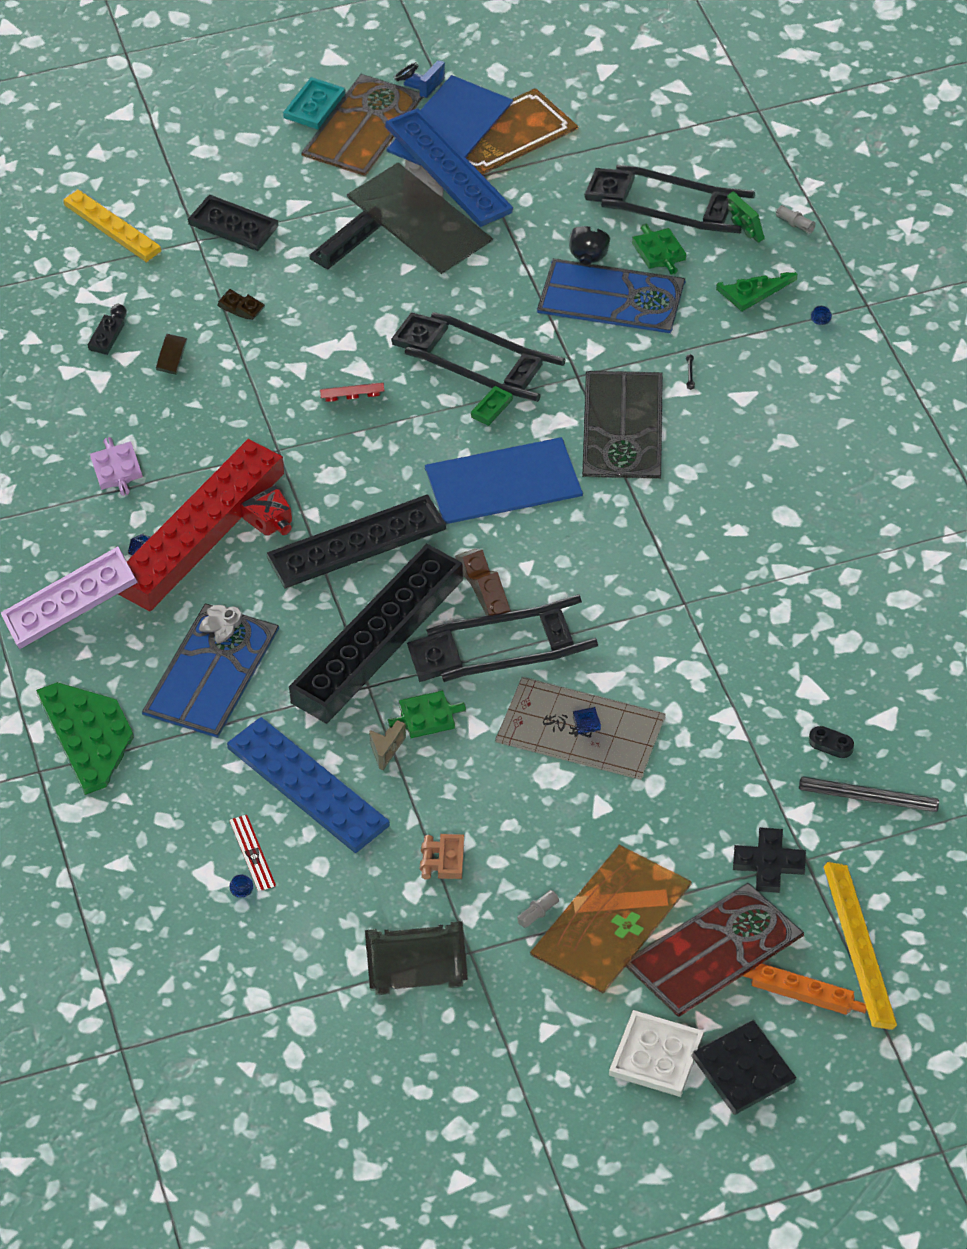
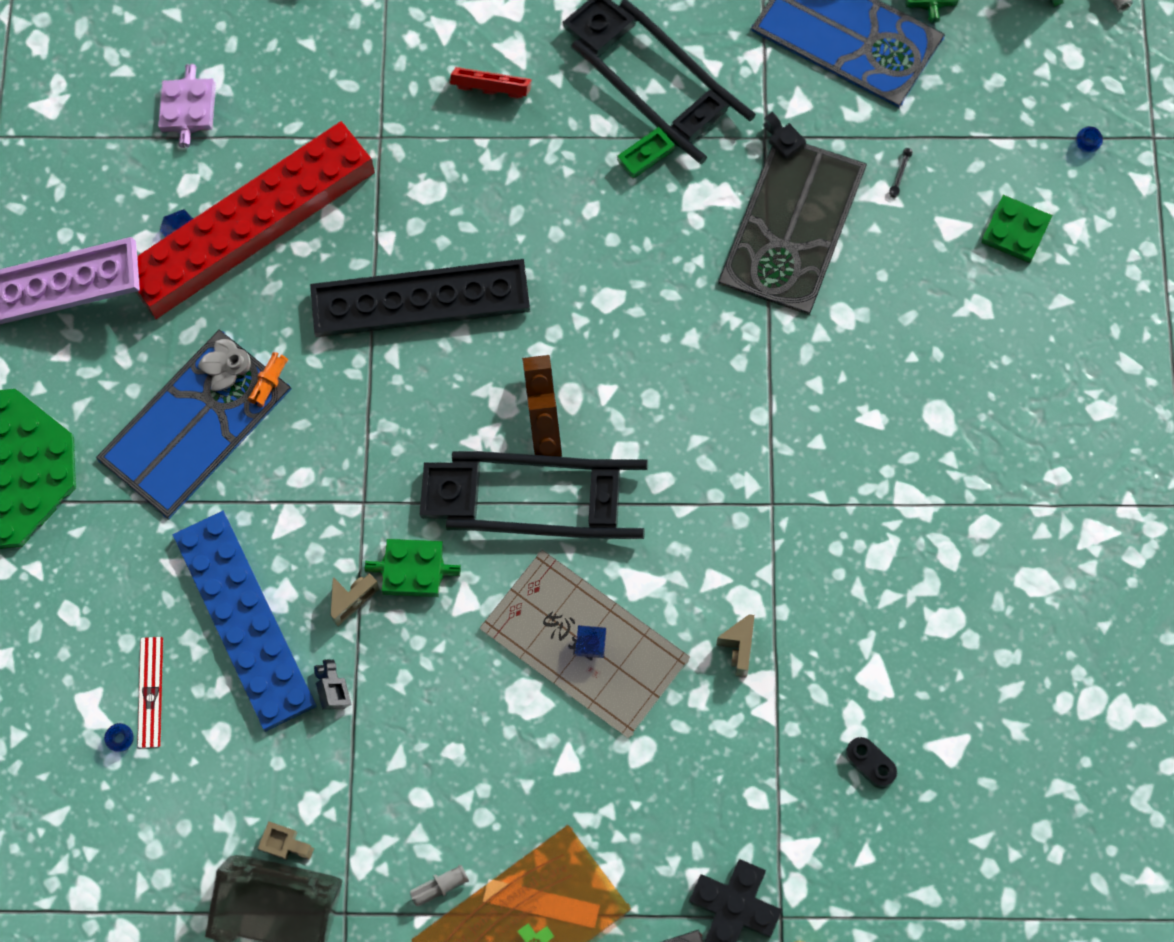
camera: 20 degrees right, 20 degrees up
(259, 622) = (267, 379): none -> orange pin
(268, 512) = (334, 226): torso -> none
(376, 633) = (392, 439): black brick -> none
(399, 807) = (330, 688): none -> black plate
(400, 915) = (281, 841): none -> dark tan plate
(450, 856) = (366, 778): nougat plate -> none
(503, 480) = (623, 261): blue piece -> none
(593, 371) = (784, 139): none -> black plate
(699, 690) = (739, 637): none -> dark tan slope
(753, 290) = (1016, 78): green wing -> none
(792, 384) = (1016, 229): none -> green plate
(869, 794) = (888, 853): black axle -> none

